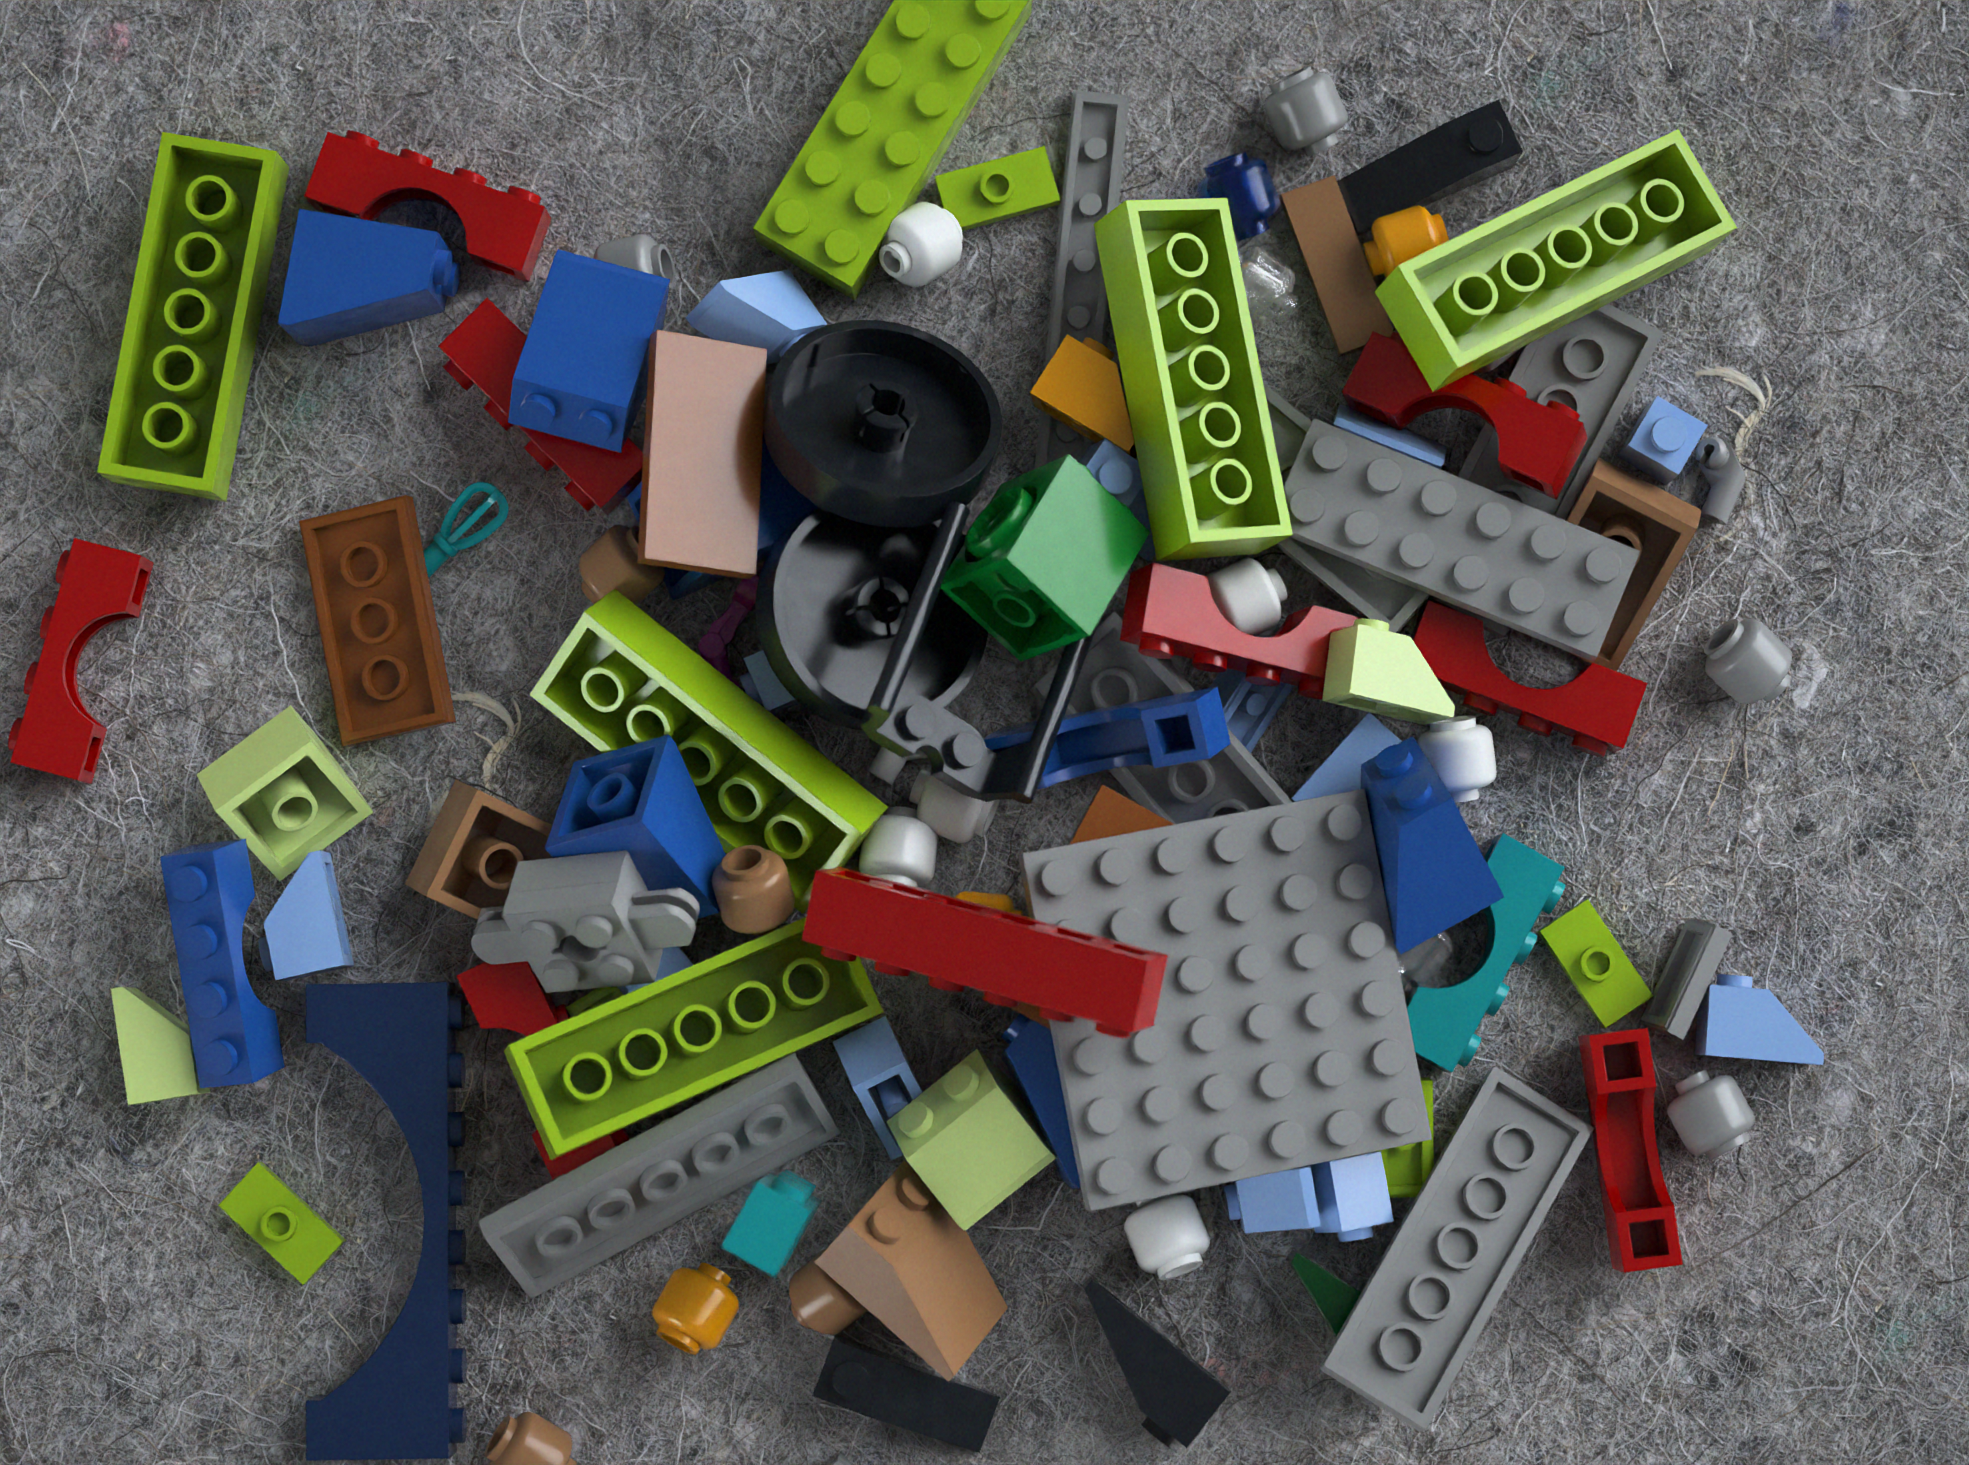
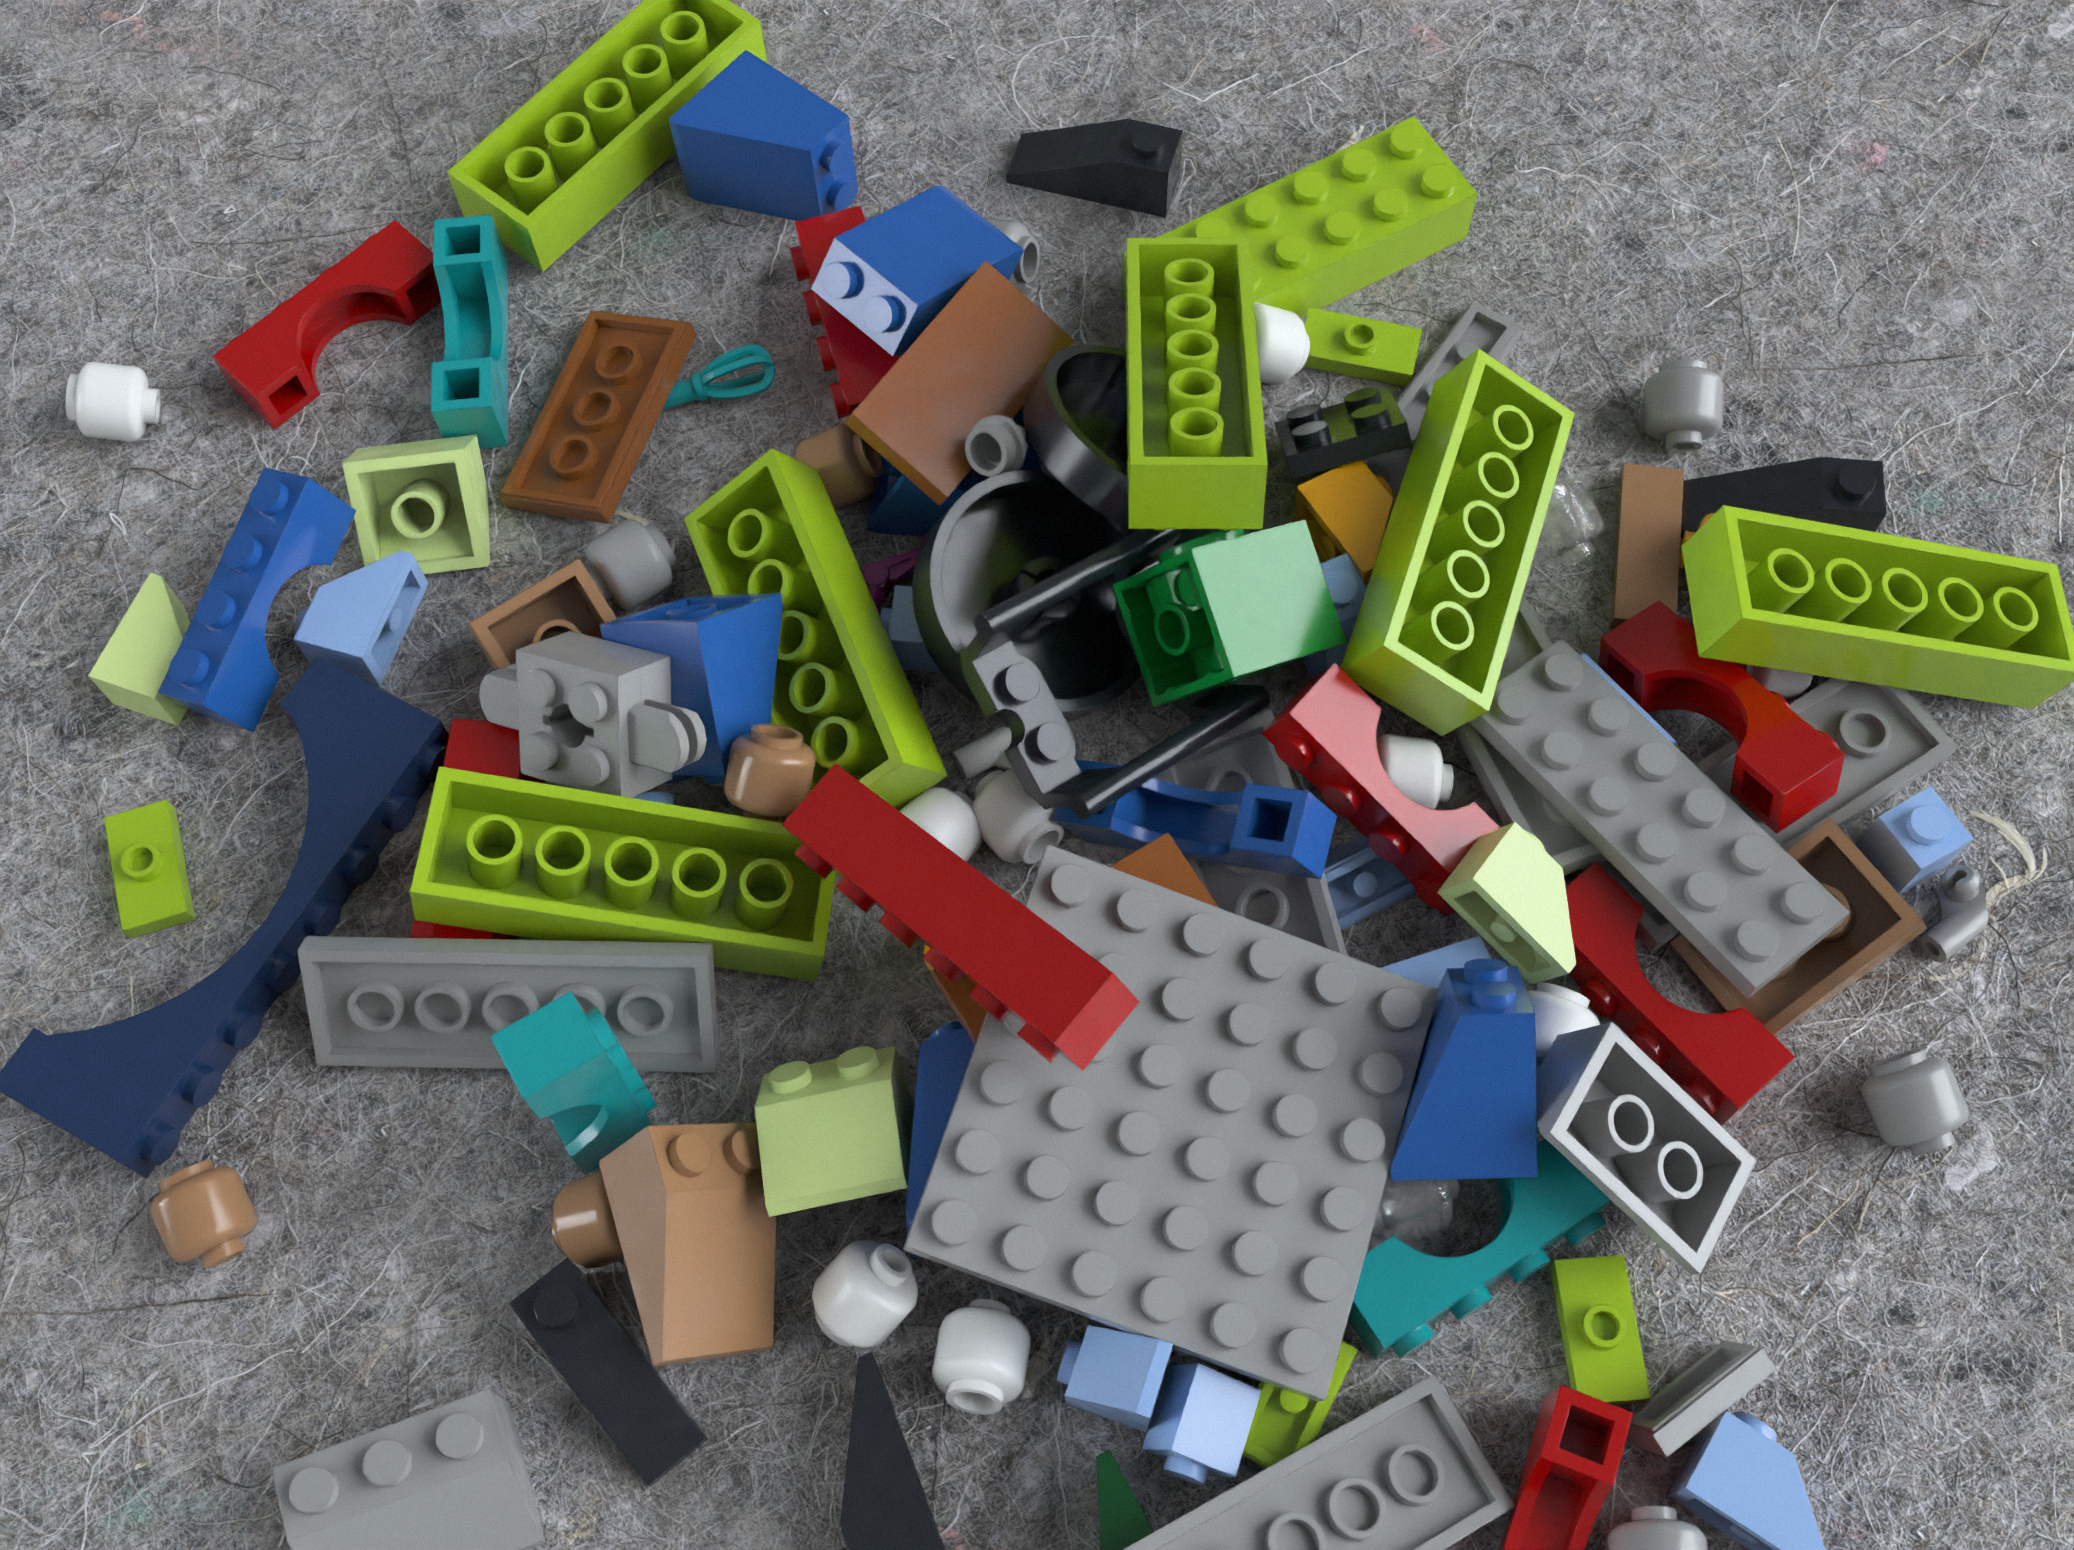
camera: 30 degrees right, 20 degrees down
(218, 608) = (472, 379): none -> teal arch
(363, 182) = (903, 157): red arch -> none
(502, 753) = (630, 563): none -> light grey head
(663, 120) = (1105, 163): none -> black slope
(695, 1308) = (461, 1159): light orange head -> none
(758, 312) = (1077, 302): light blue slope -> none
(773, 509) = (996, 446): none -> light grey plate
(879, 1076) = (784, 1024): light blue slope -> none
(911, 376) = (1193, 386): none -> lime brick
(1036, 309) = (1342, 433): none -> black plate
(1058, 1239) = (864, 1294): none -> white head
(1248, 190) = (1593, 441): clear blue head -> none
(1562, 826) = (1641, 1140): none -> light grey slope

